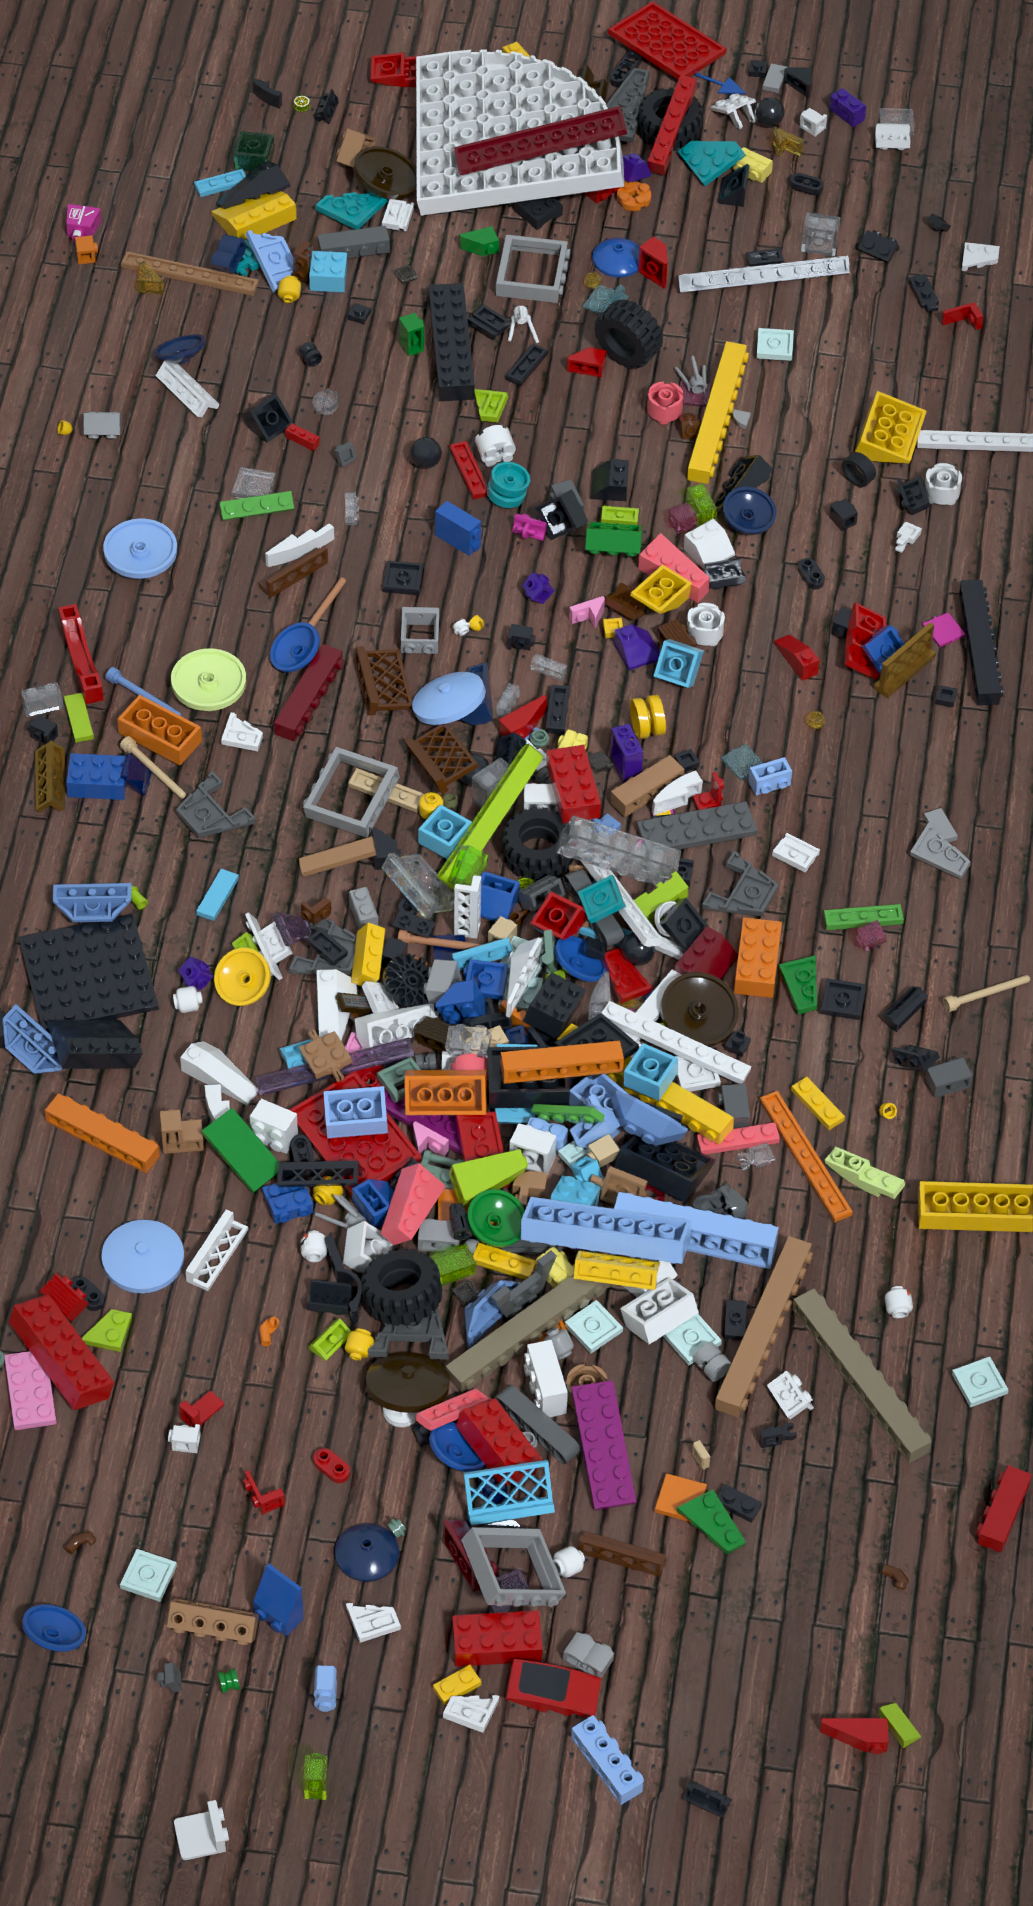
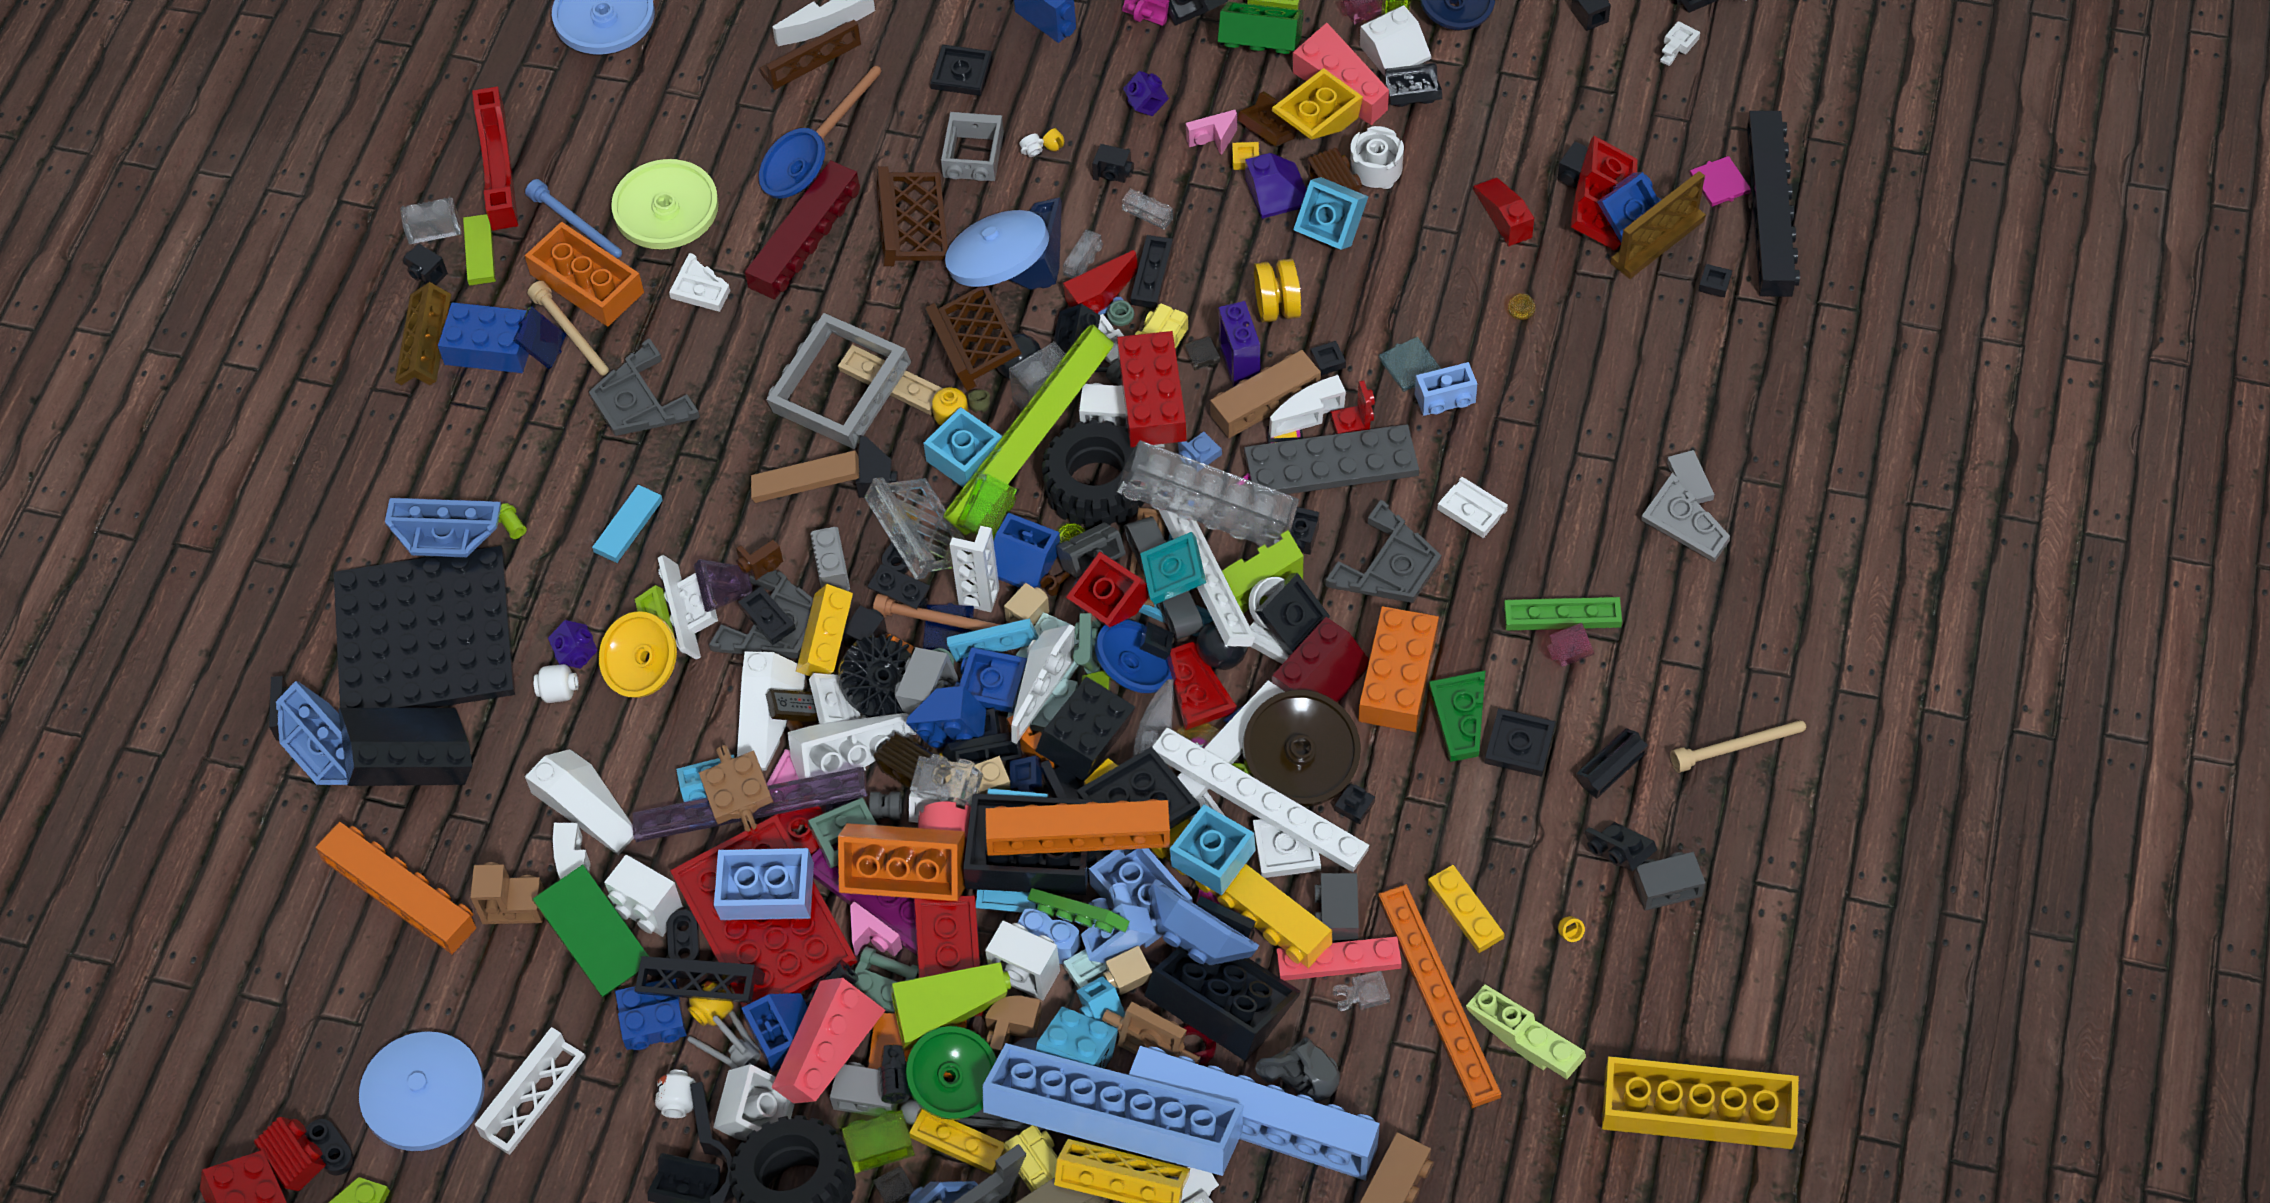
camera: 10 degrees right, 5 degrees up
(809, 570) = (1533, 86): black plate -> none

